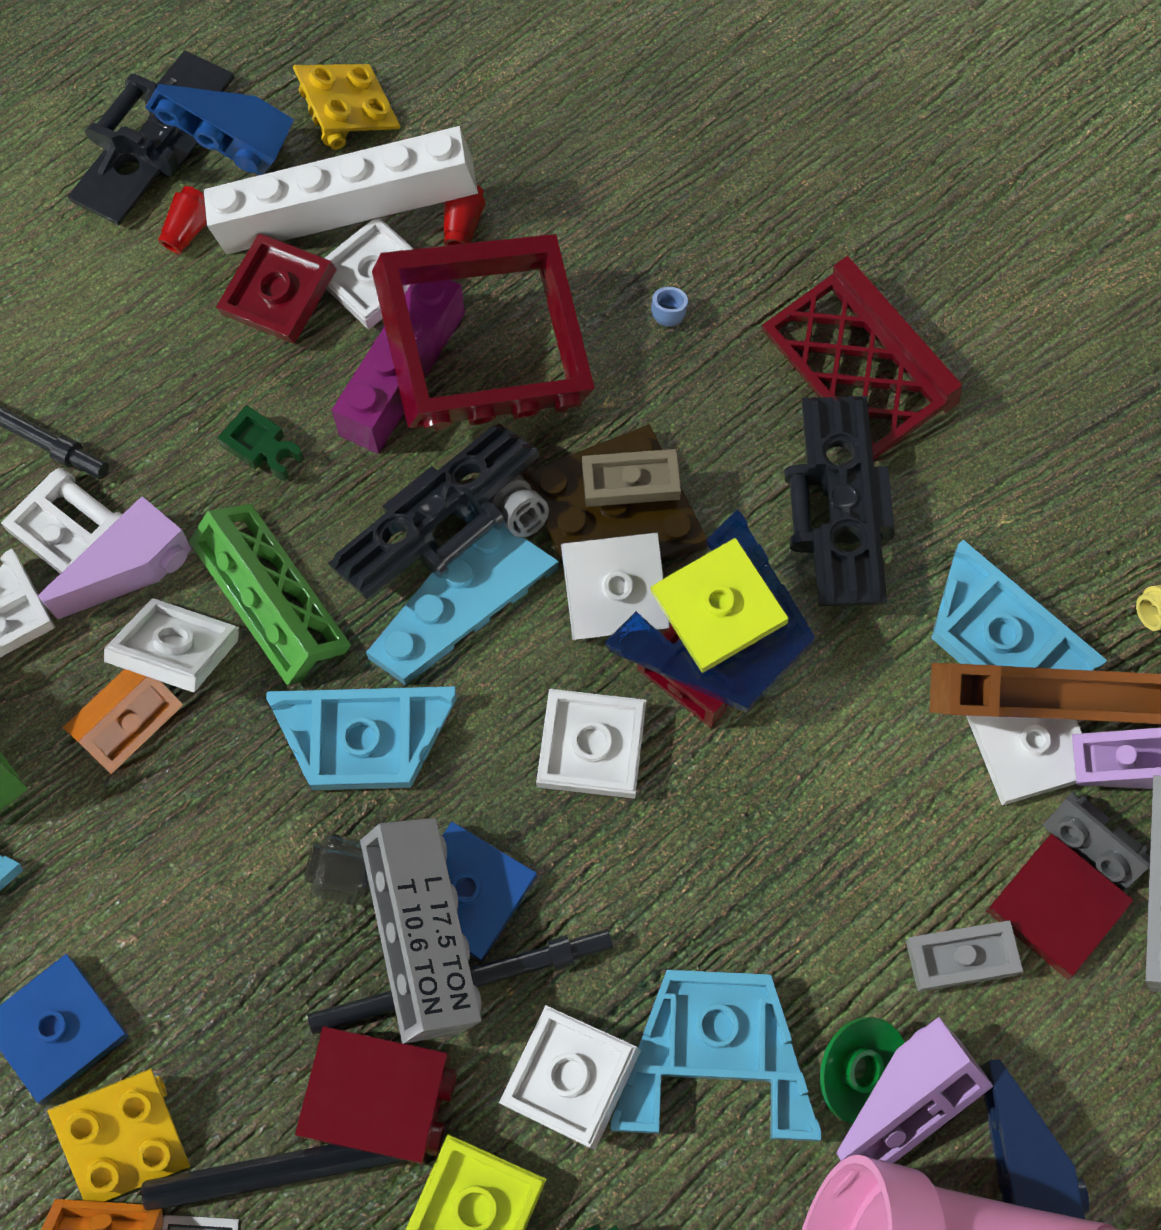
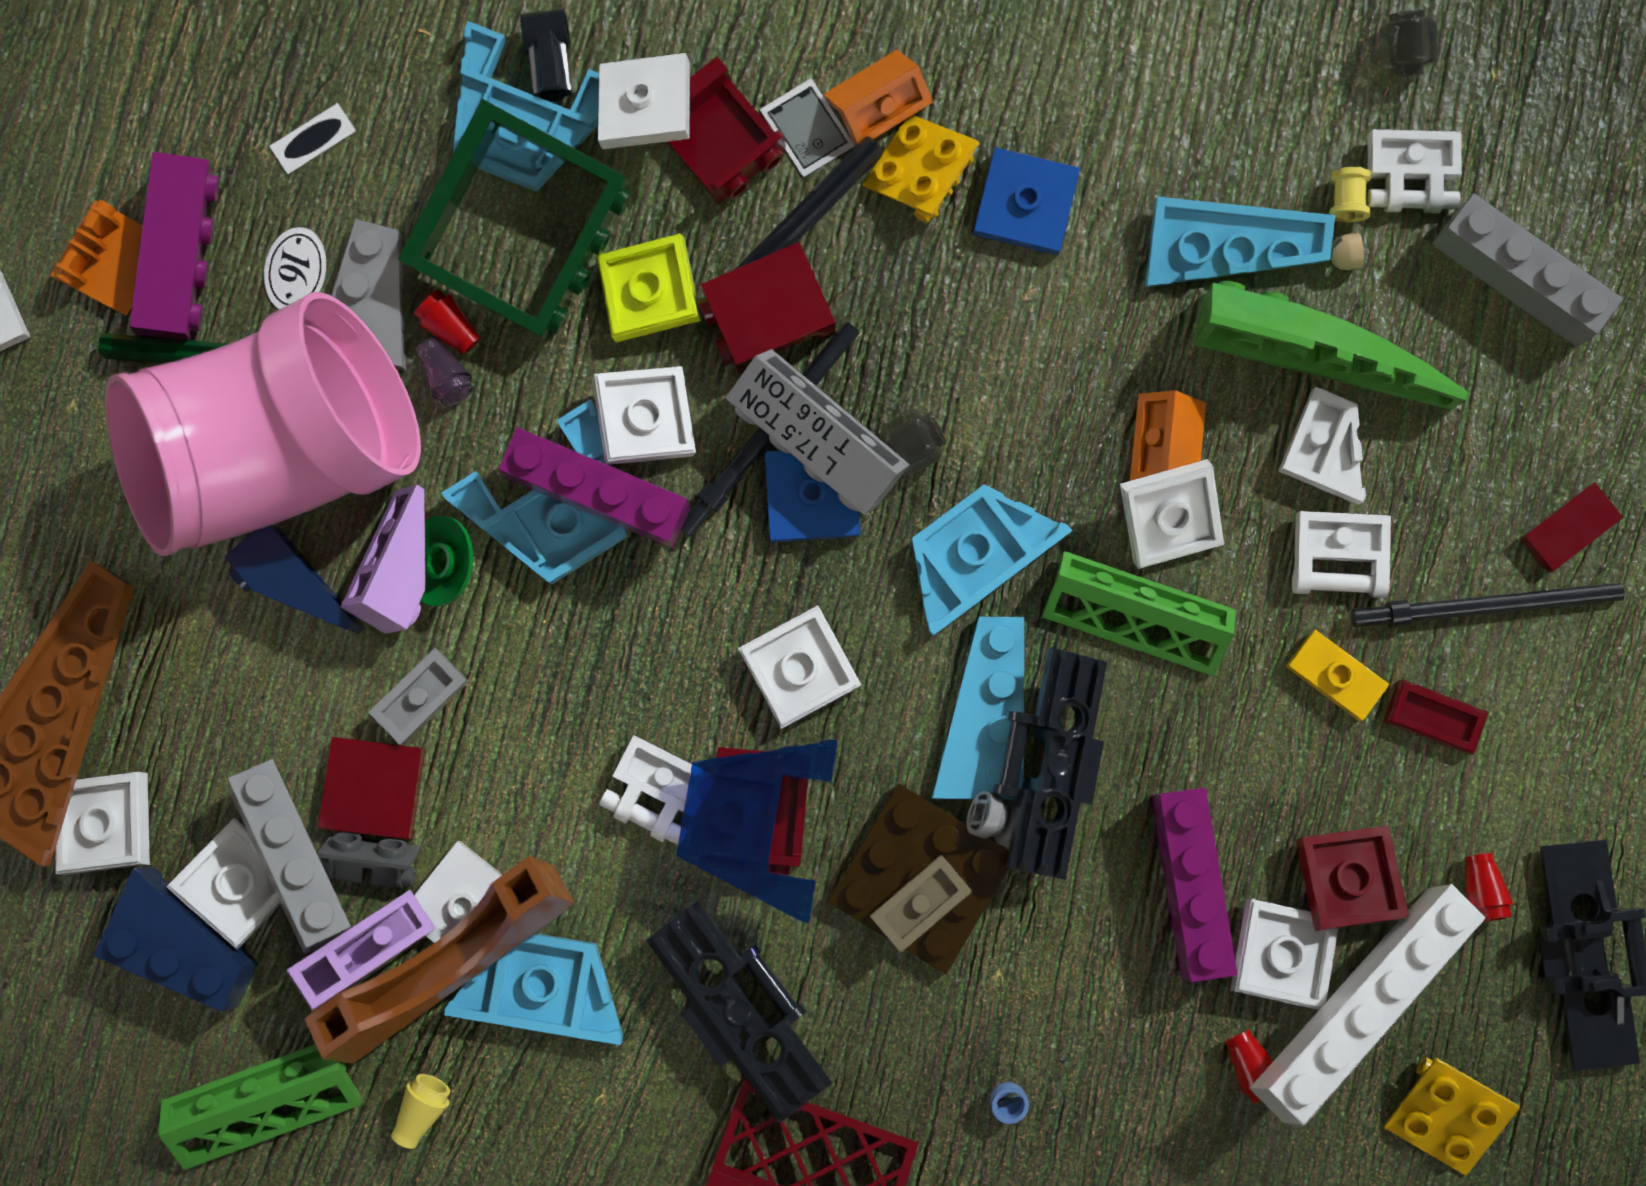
camera: 145 degrees right, 15 degrees up
(109, 361) = (1436, 717): none -> dark red tile
(123, 559) = (1269, 564): lavender slope -> none
(155, 439) = (1337, 675): none -> yellow plate
(225, 122) = (1514, 1006): blue slope -> none
(257, 440) = (1253, 729): dark green plate -> none
(468, 261) = (1060, 908): dark red window -> none
(611, 582) = (870, 804): white plate -> none
(667, 1024) = (594, 487): none -> magenta brick
(719, 605) = (767, 827): neon yellow plate -> none
(782, 734) = (656, 774): none -> white plate

